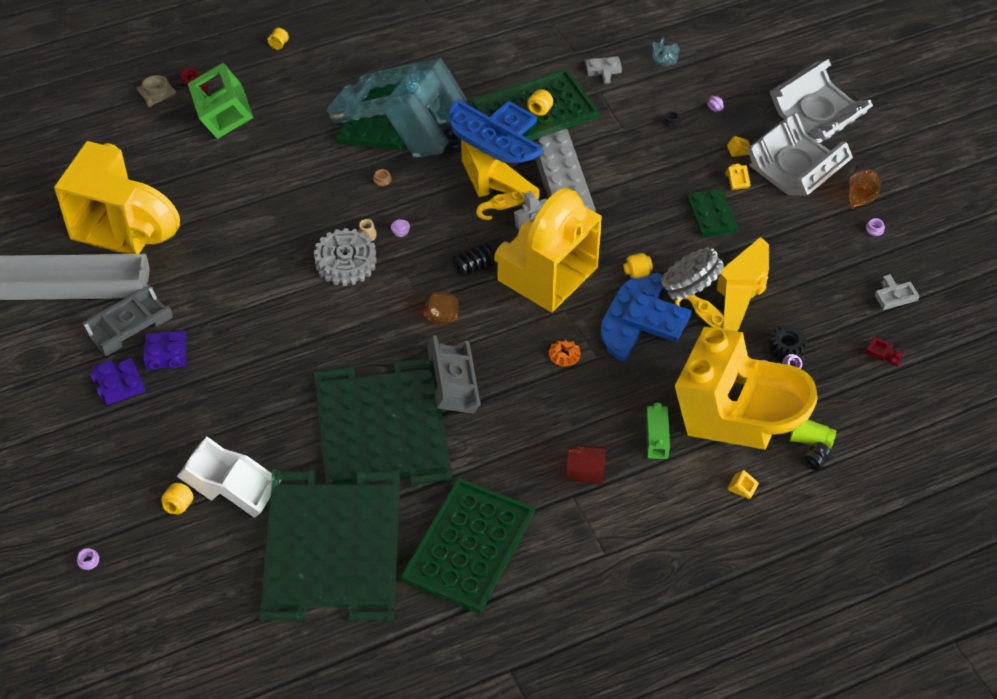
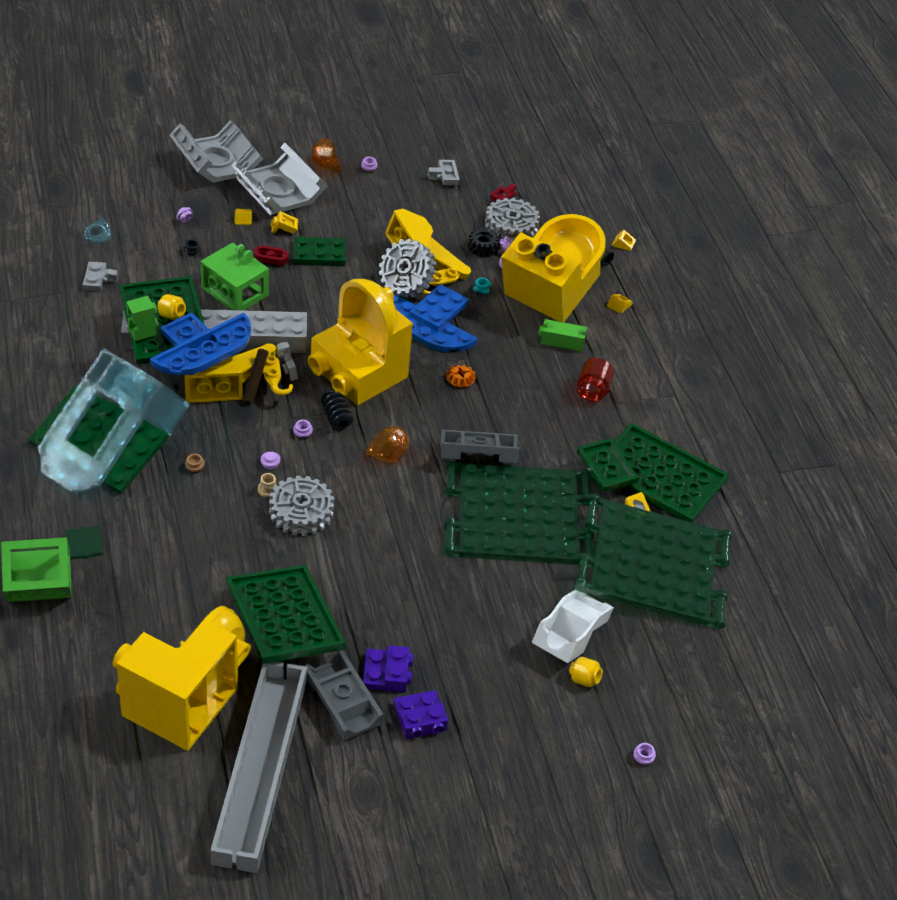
camera: 85 degrees left, 5 degrees down
(203, 261) = (284, 614): none -> dark green plate
(276, 132) = (84, 542): none -> clear green piece
(413, 527) = (638, 501): none -> yellow slope
(447, 242) = (303, 428): none -> lavender plate
(454, 485) = (607, 465): none -> dark green plate
(495, 190) = (255, 375): none -> dark brown axle
(508, 82) = (143, 319): none -> bright green brick
(626, 144) = (229, 272): none -> bright green piece
(684, 176) = (271, 255): none -> dark red plate
(711, 352) = (542, 251): none -> black plate
(838, 363) = (511, 218): none -> light grey piece
(859, 480) = (624, 241): none -> yellow slope

